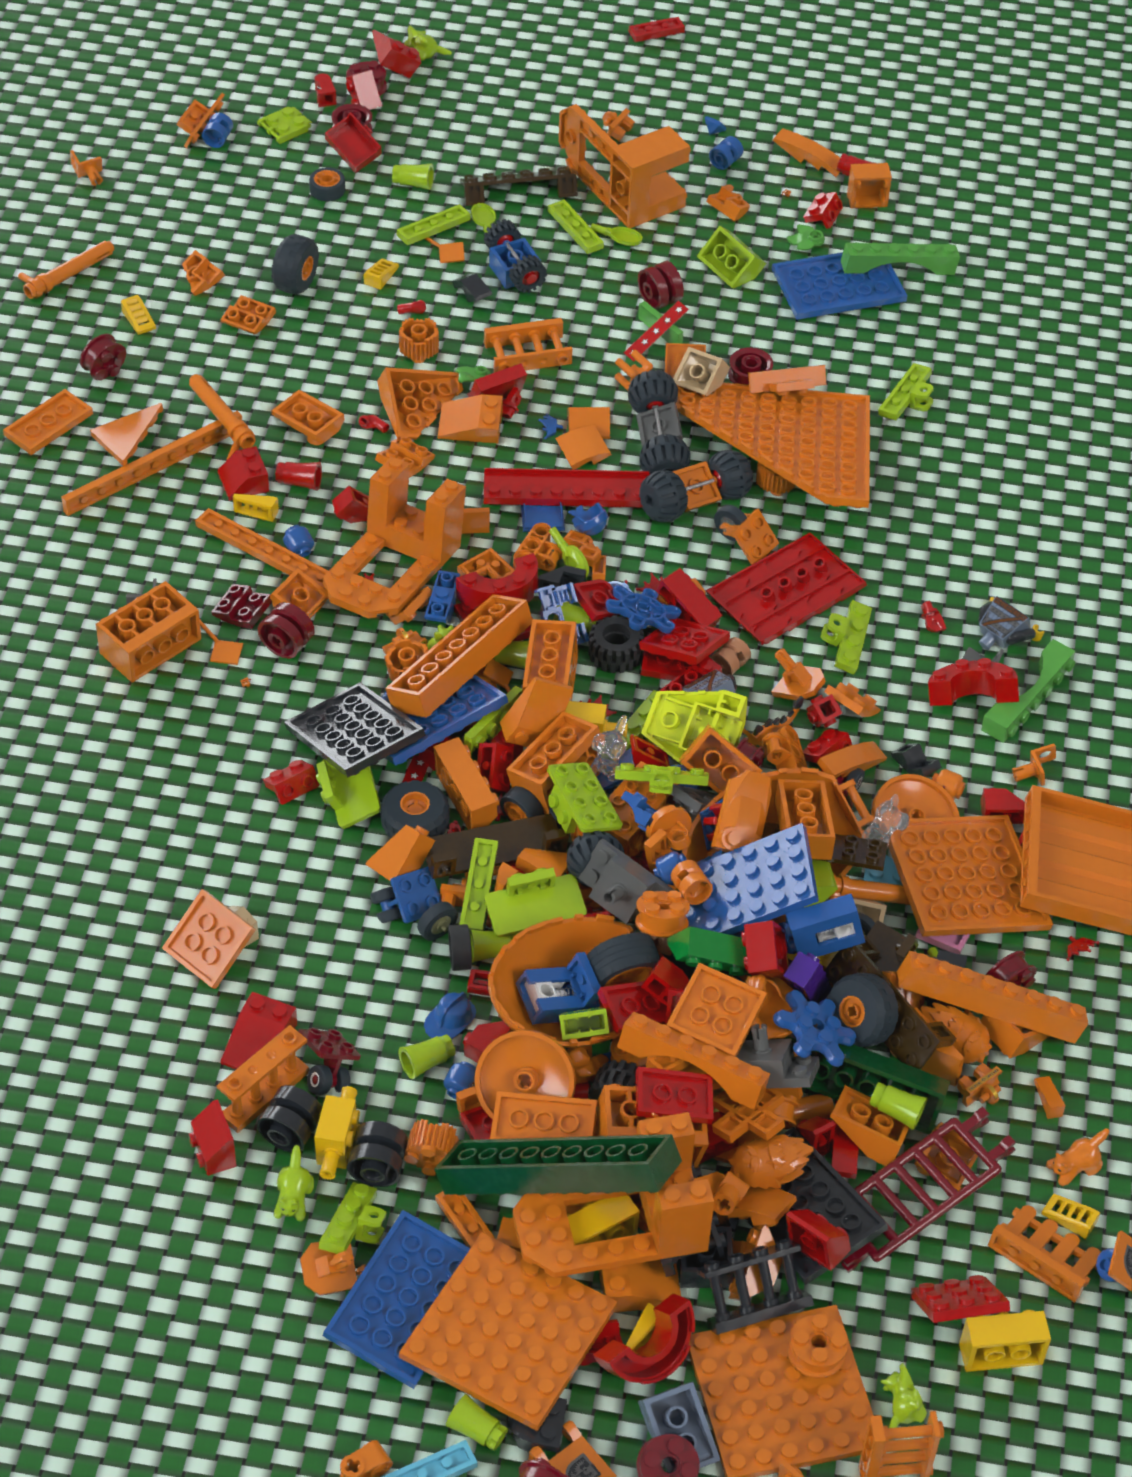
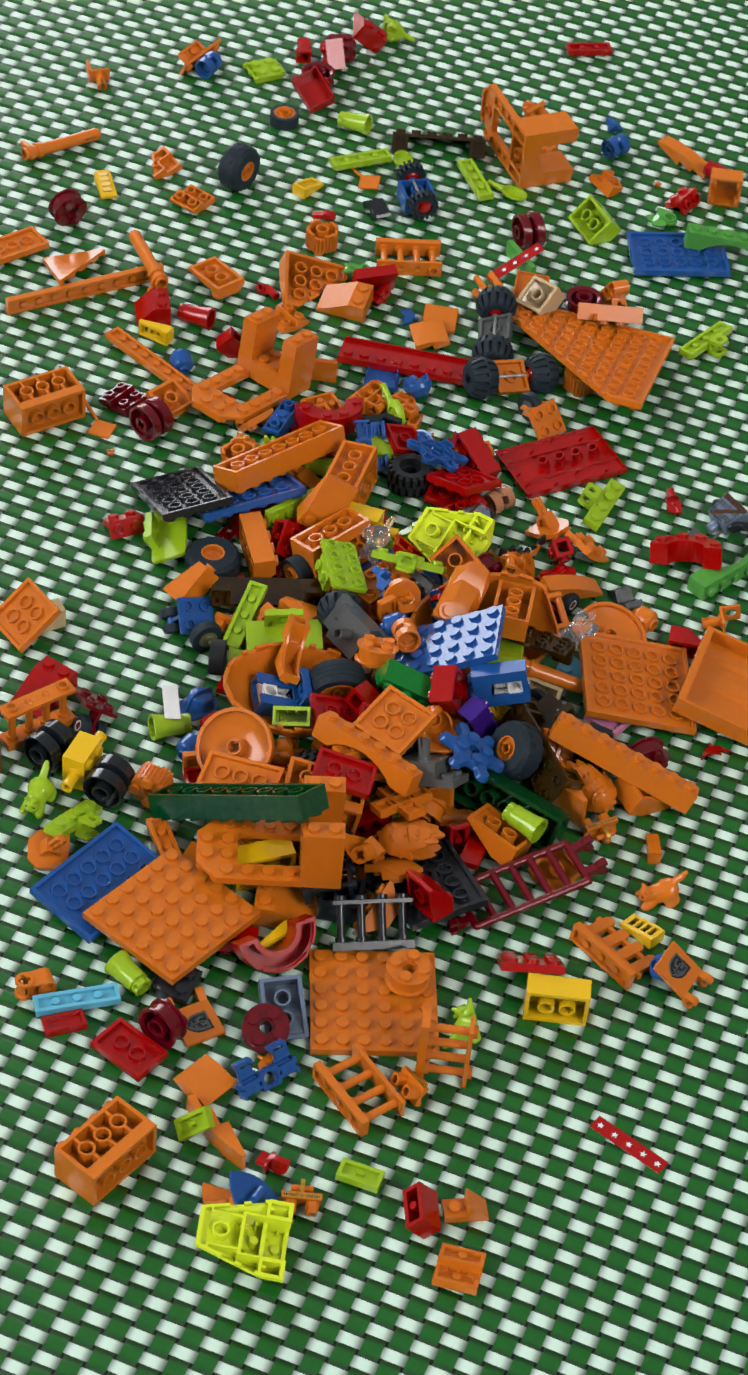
camera: 10 degrees right, 5 degrees down
(420, 1021) = (171, 701): none -> white sticker
(556, 943) = (289, 655): none -> orange arch
(787, 352) = (615, 293): none -> orange piece

